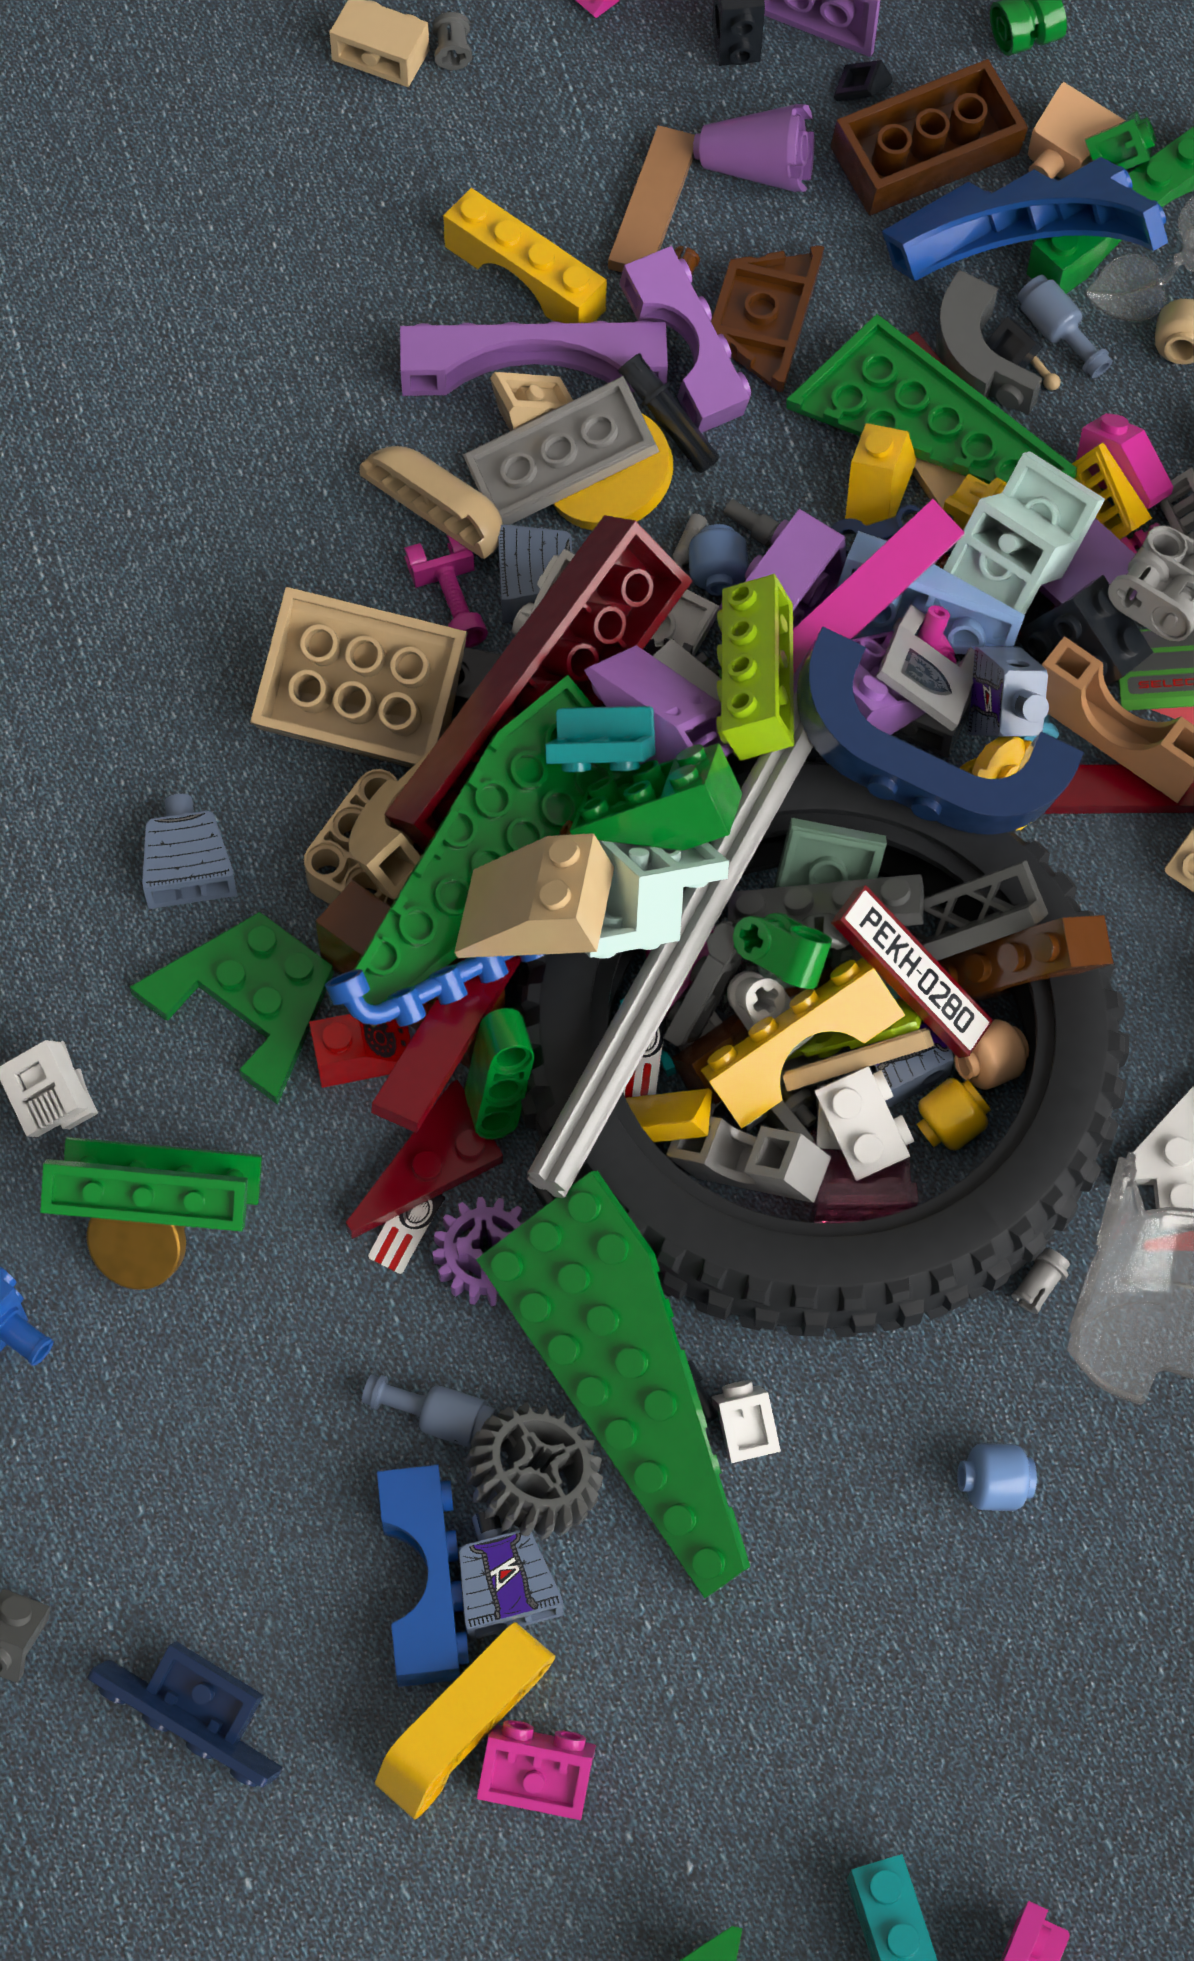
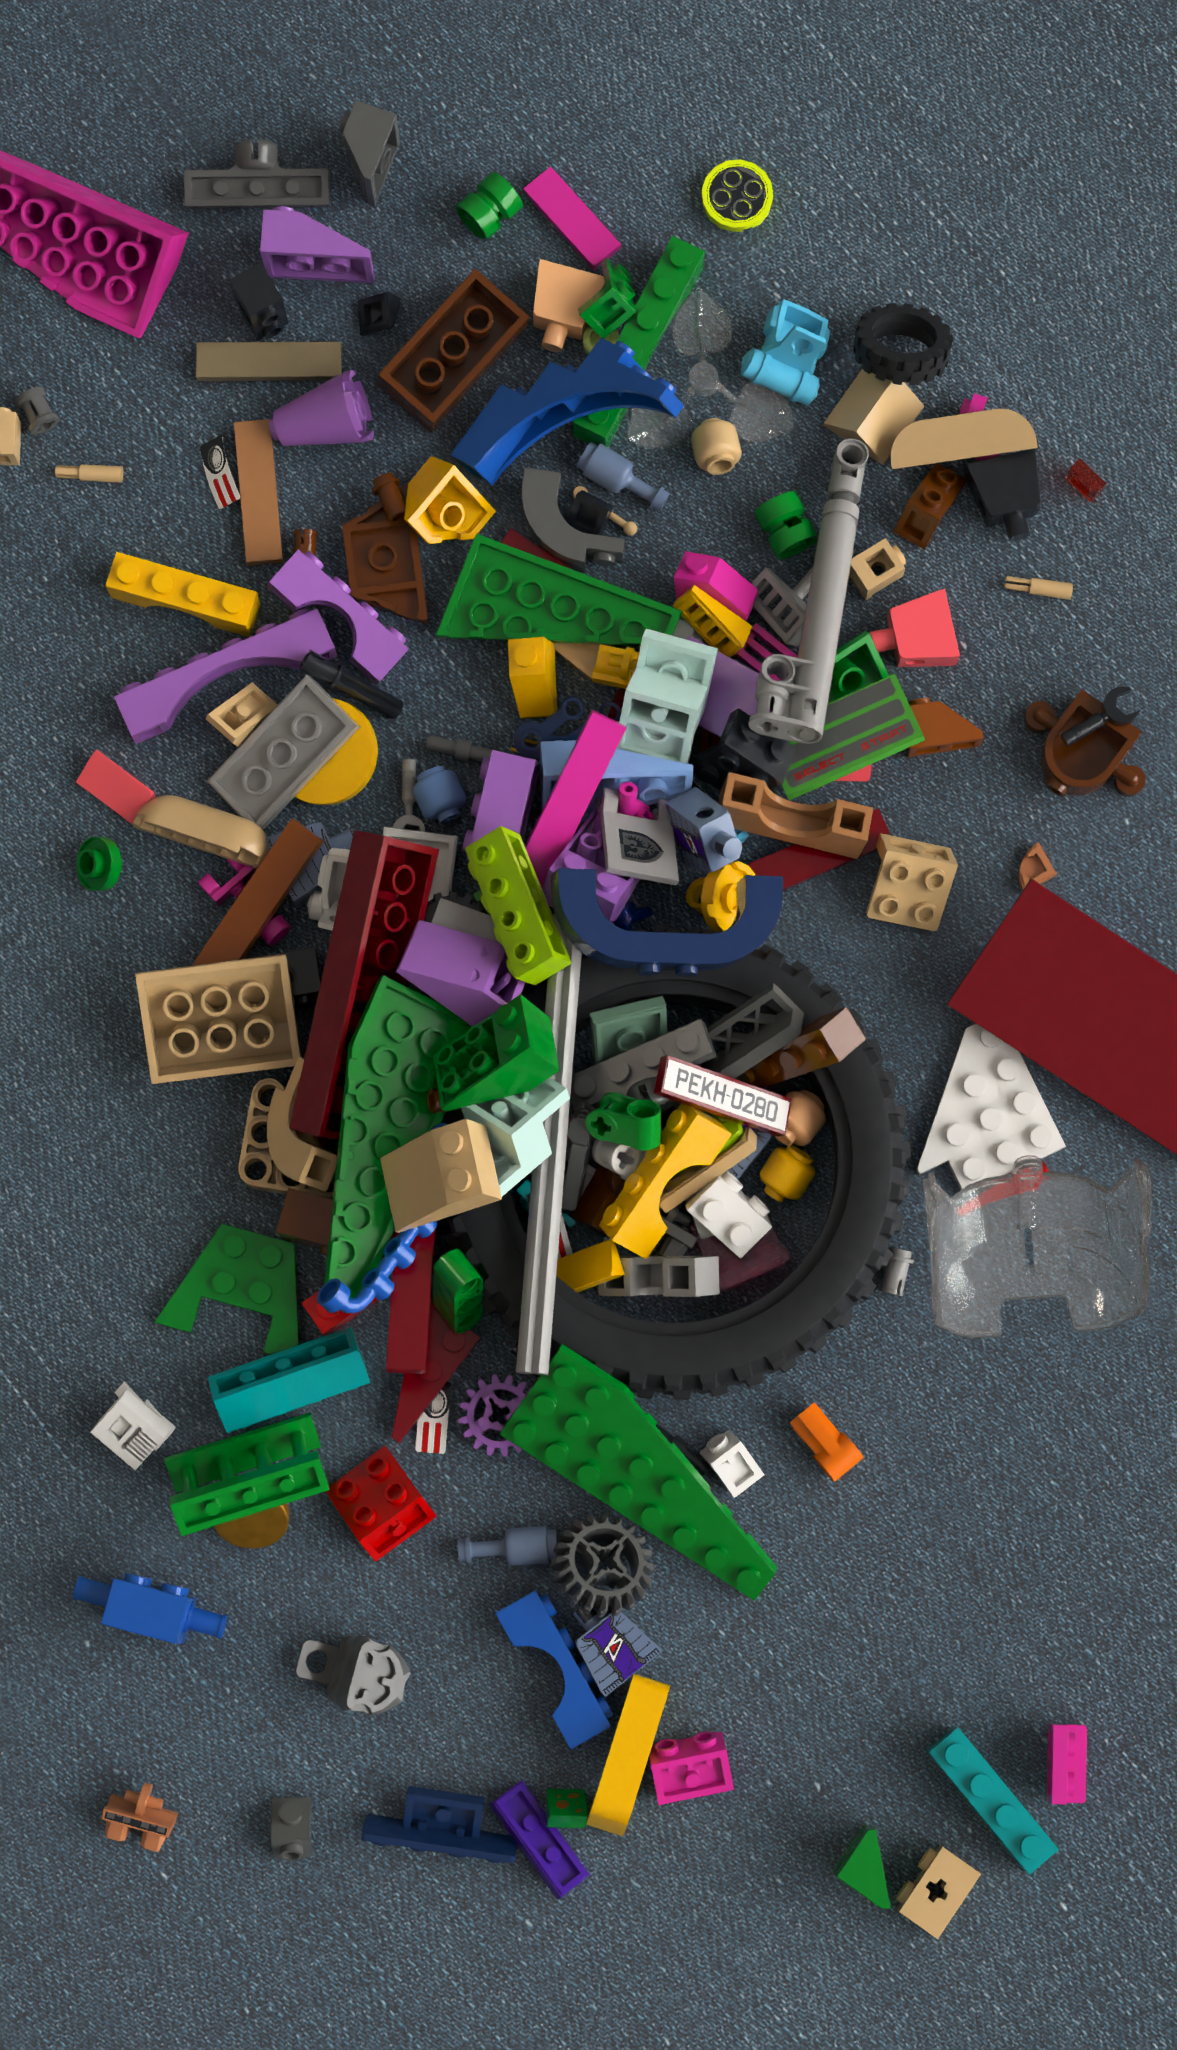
camera: 20 degrees left, 15 degrees up
(182, 1482) = (358, 1673): none -> dark grey piece
(185, 857) = (147, 1203): sand blue torso -> none
(254, 1107) = (288, 1380): none -> teal brick
(298, 1297) = (380, 1503): none -> red bracket
(303, 488) = (98, 863): none -> green plate
(308, 1779) = (540, 1844): none -> dark purple tile
(357, 420) = (114, 786): none -> coral slope
(357, 1754) = (566, 1808): none -> green slope
(481, 121) = (96, 473): none -> tan pin
(481, 571) = (262, 895): none -> dark orange tile
(602, 736) = (433, 1023): teal bracket -> none
(618, 169) = (219, 473): none -> sticker
(715, 81) = (268, 361): none -> dark tan tile
(796, 237) = (390, 496): none -> reddish brown pin
(855, 278) = (444, 504): none -> yellow slope
(876, 1455) = (831, 1449): none -> orange piece
(997, 1477) = (920, 1431): medium blue head -> none
(1113, 66) = (572, 218): none -> dark pink tile

